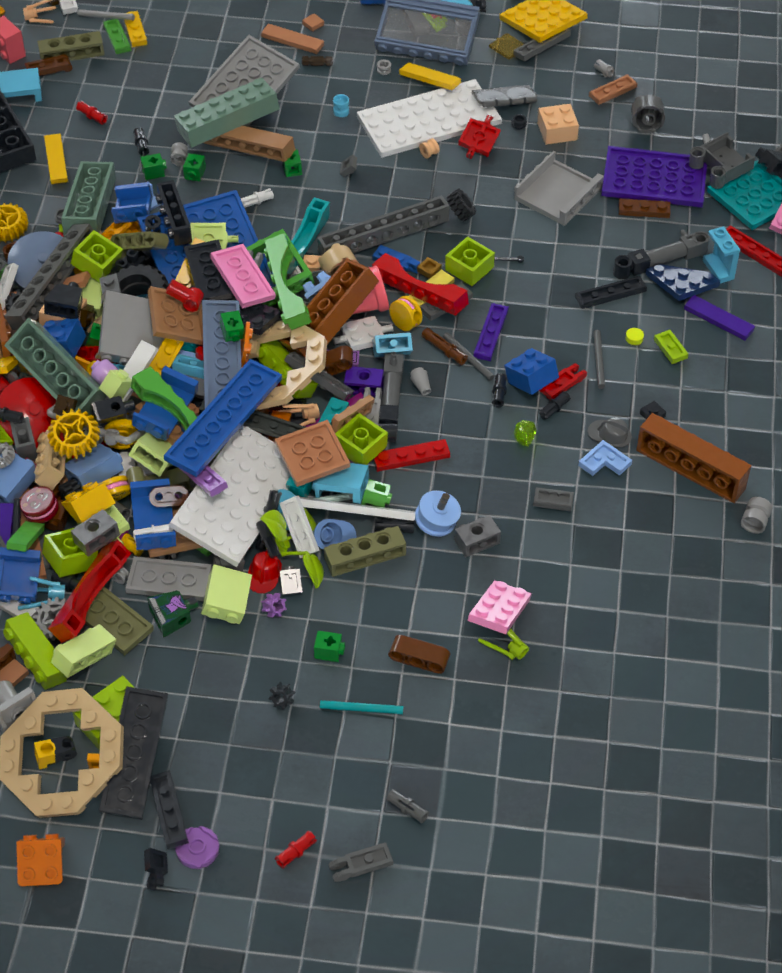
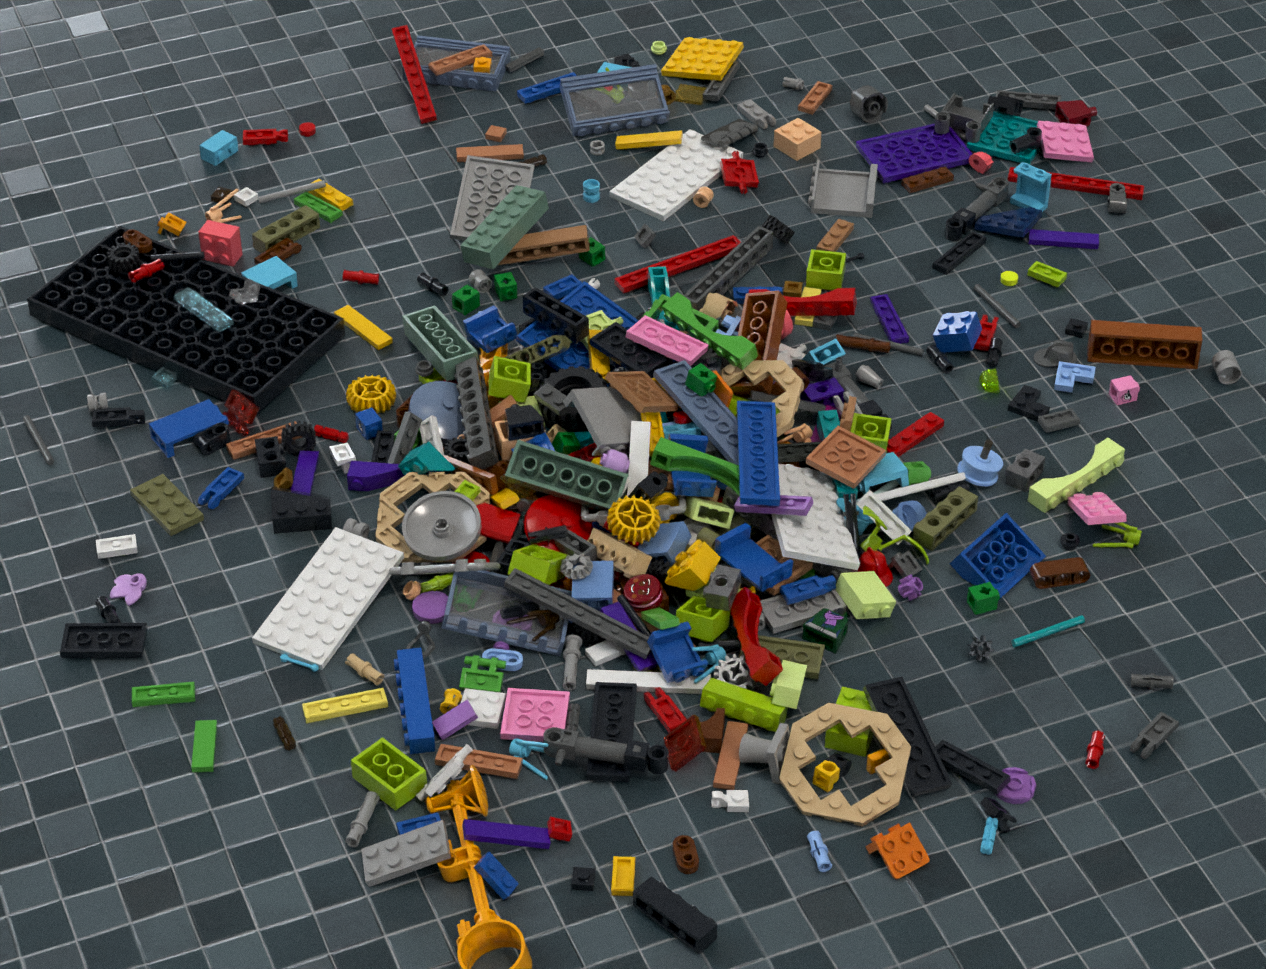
camera: 30 degrees left, 10 degrees down
(64, 403) = (602, 502): dark brown plate -> none
(116, 383) = (638, 464): yellowish green brick -> none
(130, 886) = (989, 836): none -> medium azure axle
(153, 226) = (541, 334): black bush -> none
(153, 529) = (766, 567): white axle -> none
(168, 497) = (754, 538): plate -> none
(180, 565) = (807, 588): none -> blue hinge
(189, 297) = (640, 370): red piece -> none
(244, 186) = (562, 287): none -> blue plate
(268, 538) = (866, 536): black axle -> none
(355, 203) = (679, 263): none -> red plate
(368, 353) = (813, 370): none -> black hinge
(377, 612) = (998, 556): none -> blue slope
(405, 313) = (810, 329): yellow head -> none
(458, 630) = (1069, 541): none -> black plate
(479, 568) = (1052, 491): none -> yellowish green arch
(482, 38) = (669, 94): none -> pearl gold wheel
(512, 232) = (835, 236): none -> medium nougat plate
(538, 469) = (1025, 403): none -> black plate
(546, 85) = (756, 114): none -> light grey hinge
(640, 495) = (1124, 390): none -> bright pink brick
(706, 209) = (981, 162): none -> coral piece
(766, 206) = (1031, 140): none -> black piece

